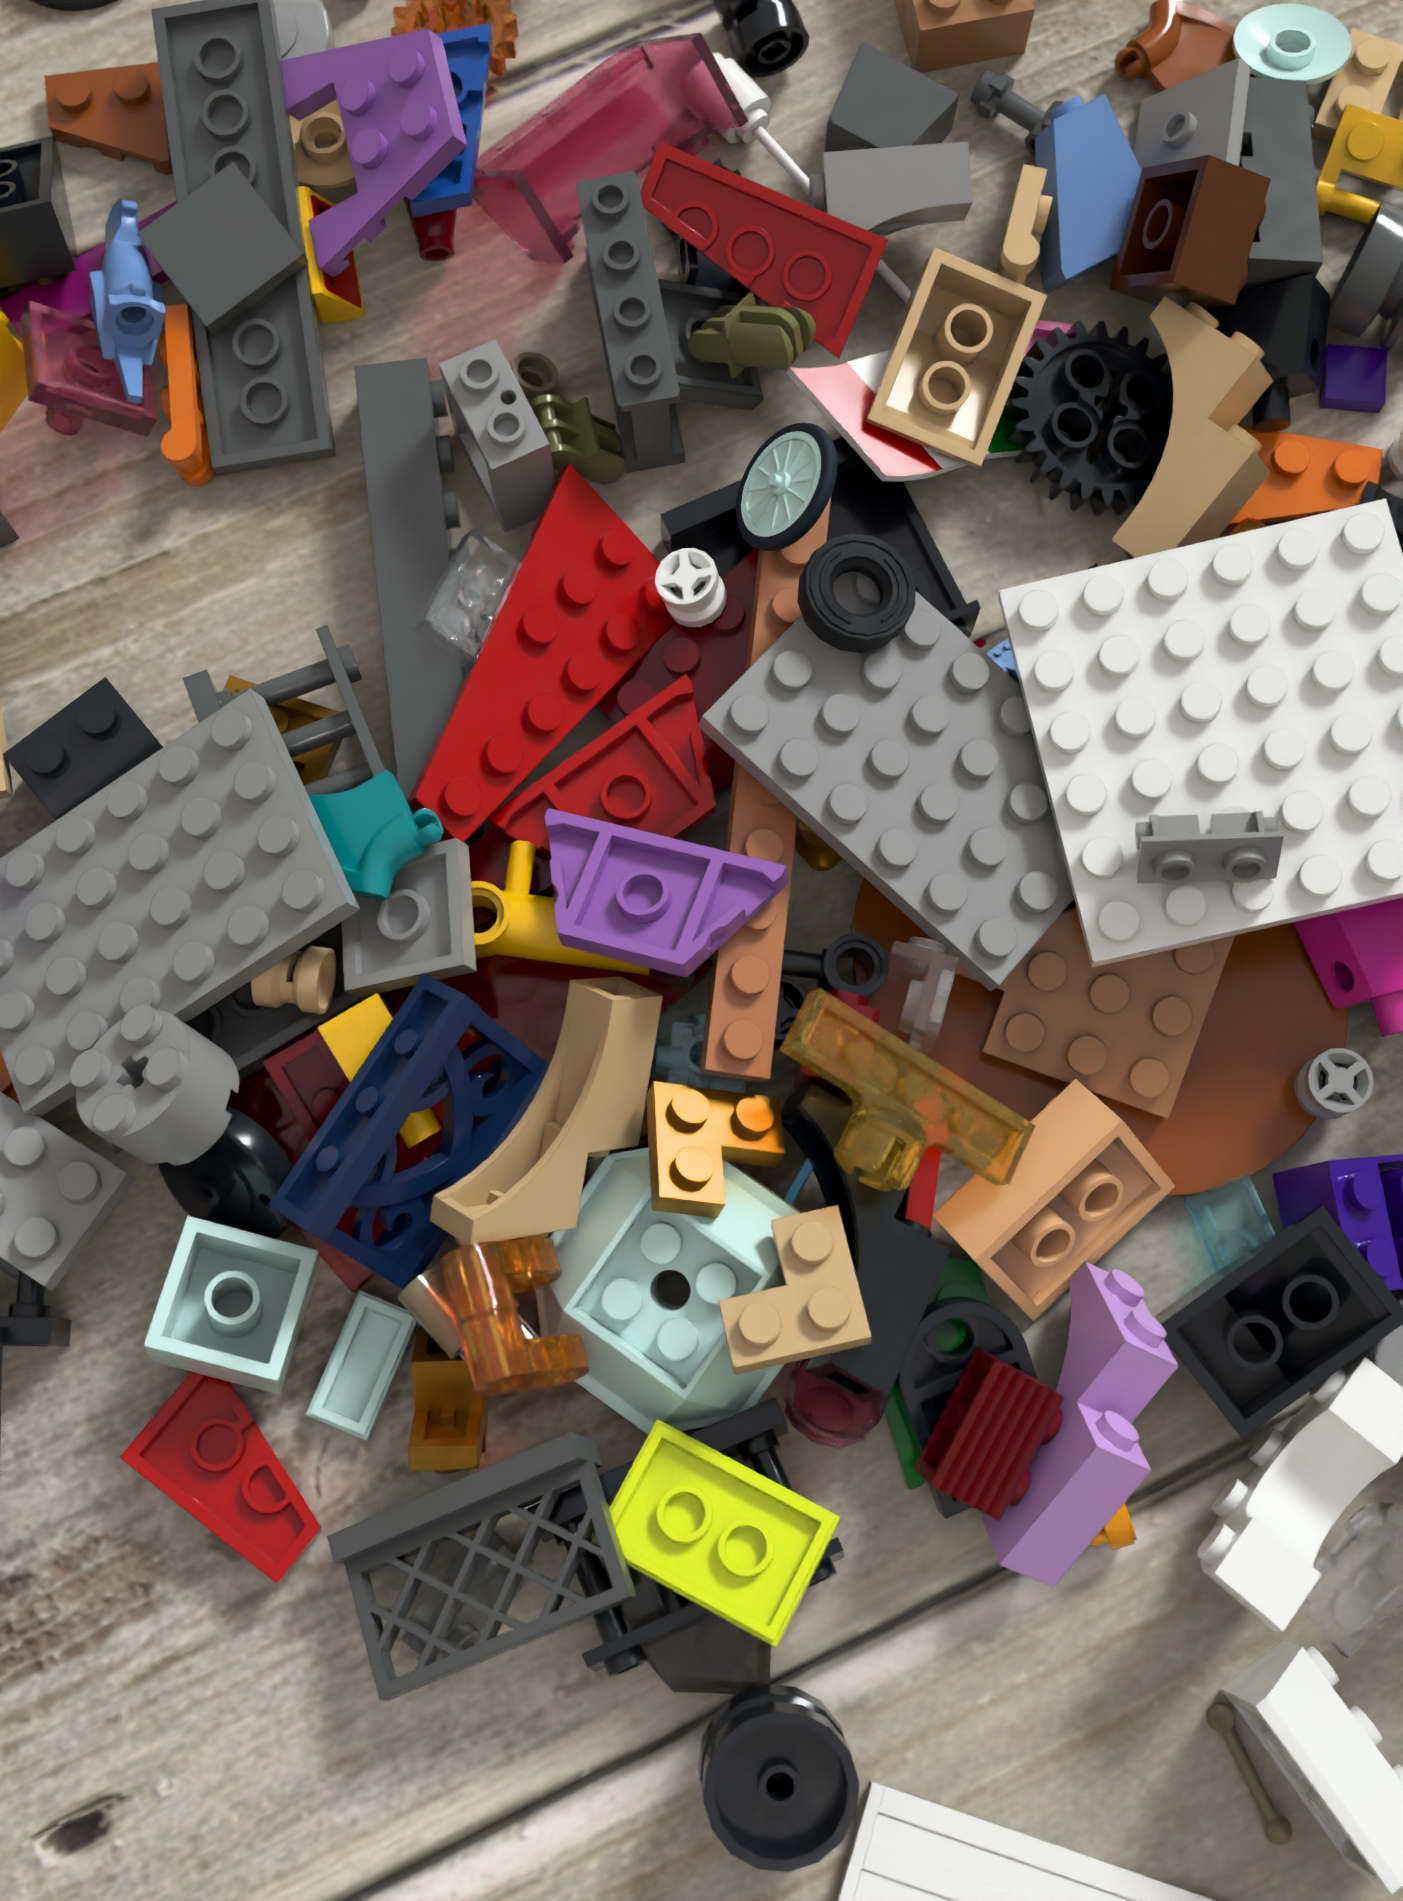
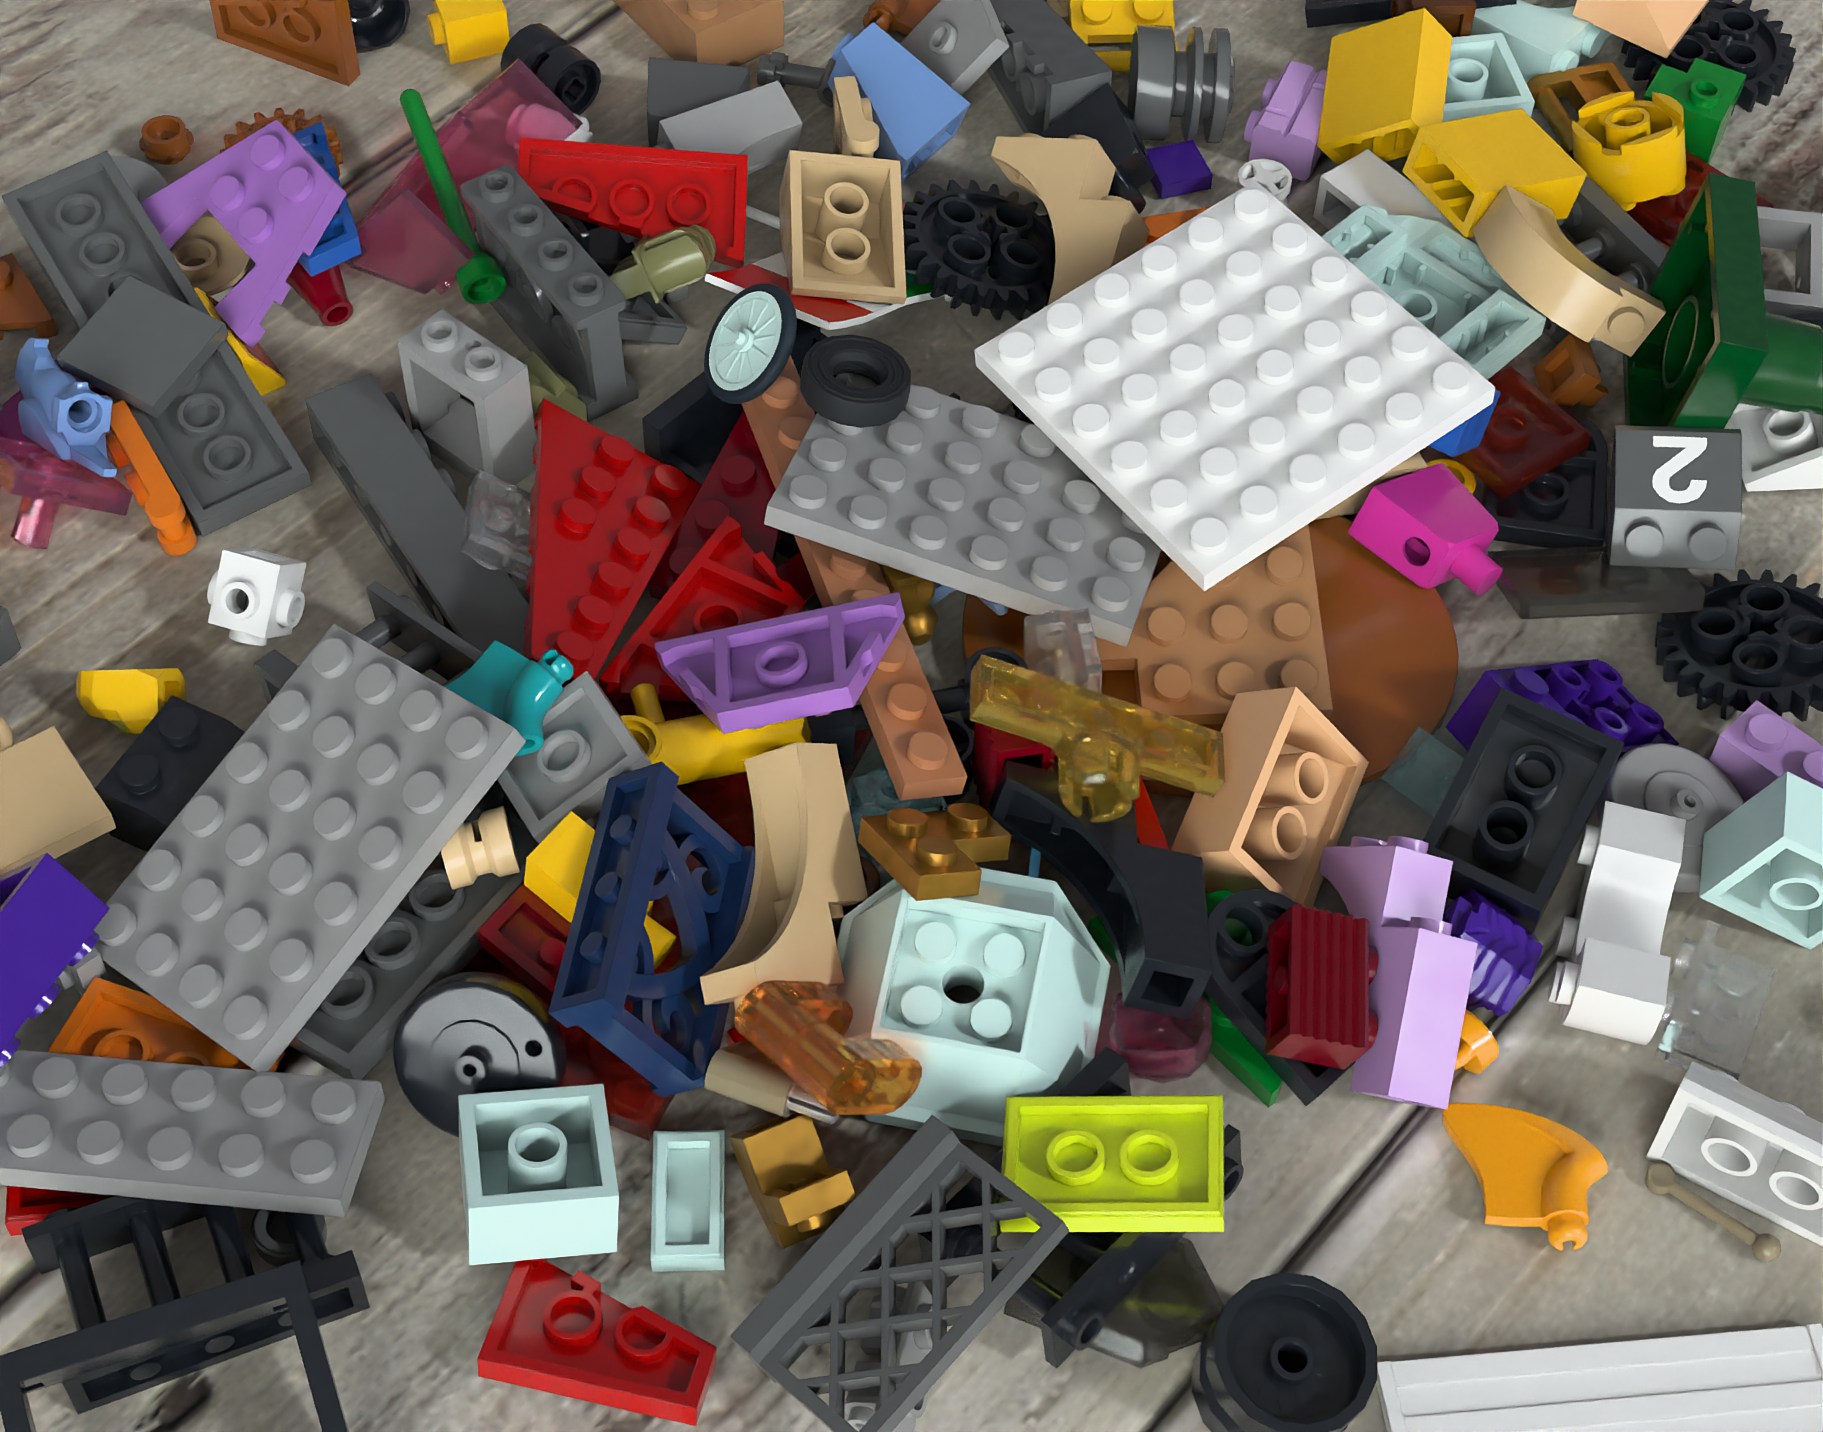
camera: 25 degrees left, 25 degrees down
(88, 644) = (128, 696): none -> yellow rock
(155, 1087) = (387, 966): light grey brick -> none
(231, 576) = (256, 594): none -> white brick
(576, 274) = (481, 277): none -> green piece
(676, 583) = (699, 453): white wheel -> none
(816, 1308) = (1100, 923): tan plate -> none
(1104, 1661) = (1527, 1168): none -> light orange arm
(1183, 1438) = (1504, 951): none -> dark purple hair
(1190, 232) = (993, 84): reddish brown brick -> none
(1238, 850) = (1255, 447): light grey hinge -> none
(1345, 1075) = (1452, 619): light grey wheel -> none

